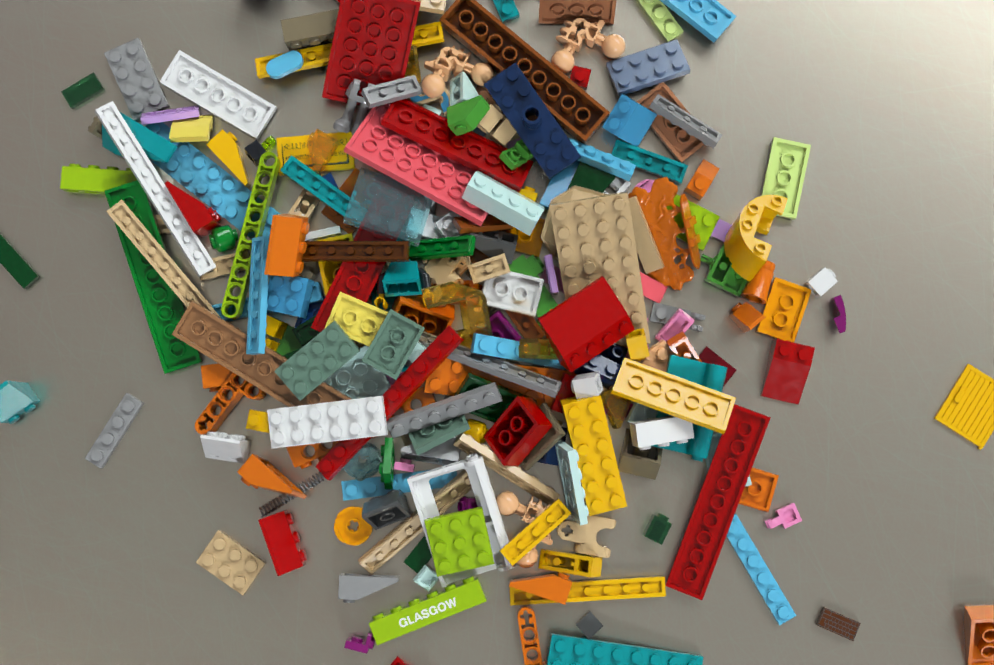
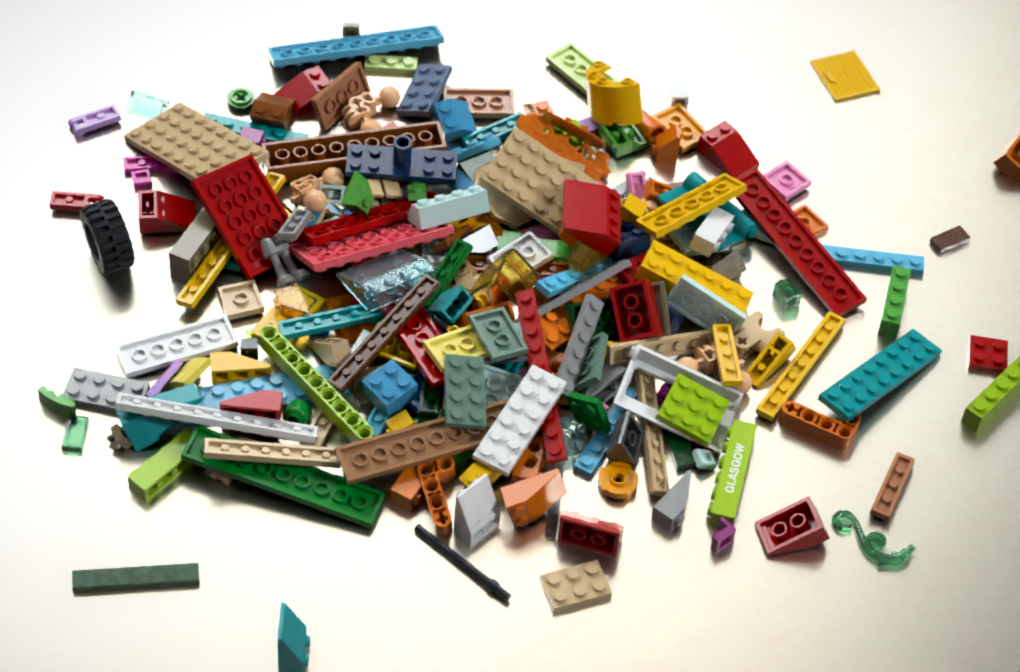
camera: 60 degrees left, 35 degrees down
(96, 61) = (58, 404): none -> bright green slope
(114, 430) = (385, 596): light grey plate -> none
(183, 501) = (491, 584): none -> black bar
(257, 297) = (375, 397): medium azure plate -> none
(284, 64) = (202, 279): medium azure tile -> none
(286, 245) = (354, 346): orange slope -> none
(301, 105) = (241, 299): none -> tan plate
(489, 269) = (491, 251): tan plate -> none
(547, 586) = (779, 377): orange slope -> none
(551, 276) = (524, 225): lavender tile -> none
(587, 385) = (637, 248): white brick -> none
(589, 625) = (828, 379): dark grey tile -> none
(685, 121) = (495, 88): light grey plate -> none
(719, 624) = (894, 301): none -> bright green brick
(785, 516) = (841, 217): bright pink plate -> none
(792, 442) = (787, 180): none -> bright pink plate
(840, 320) = (710, 97): magenta slope -> none

